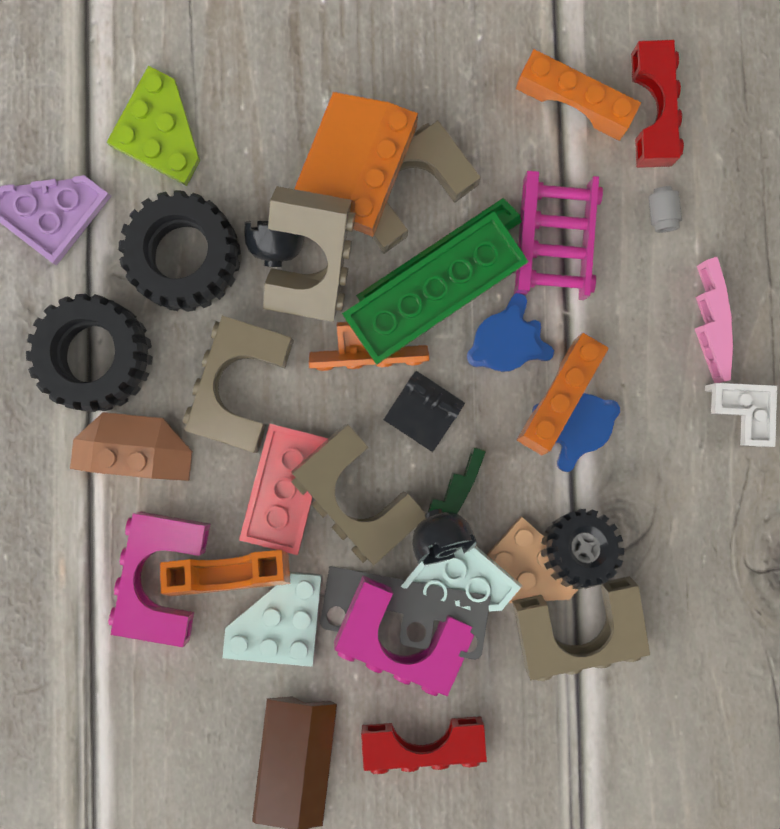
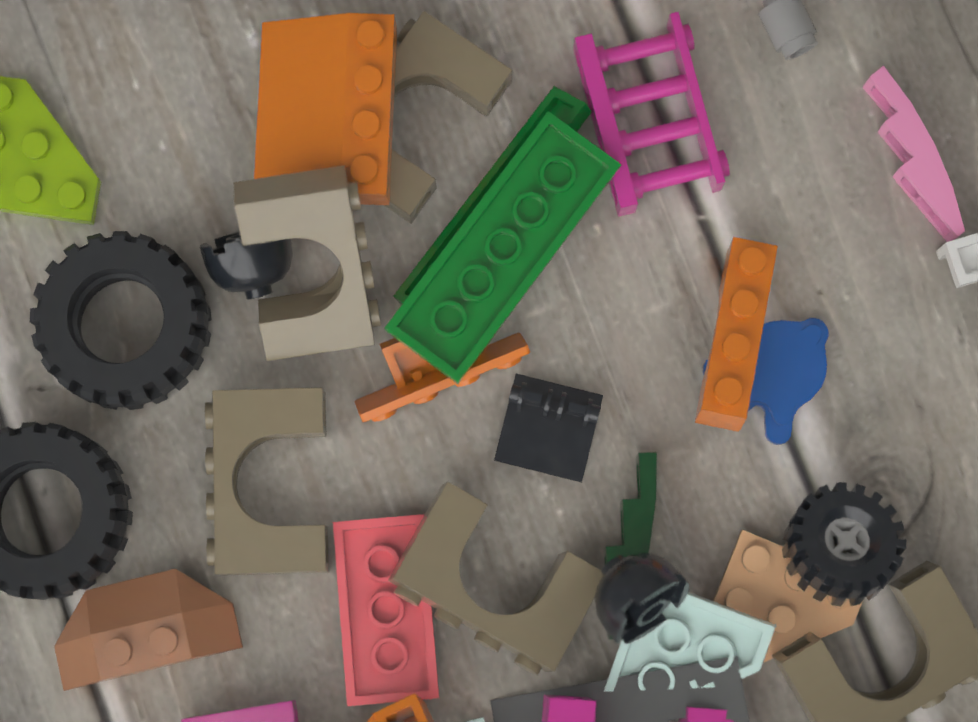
camera: 15 degrees left, 5 degrees down
(507, 340) = (632, 285): blue tile -> none

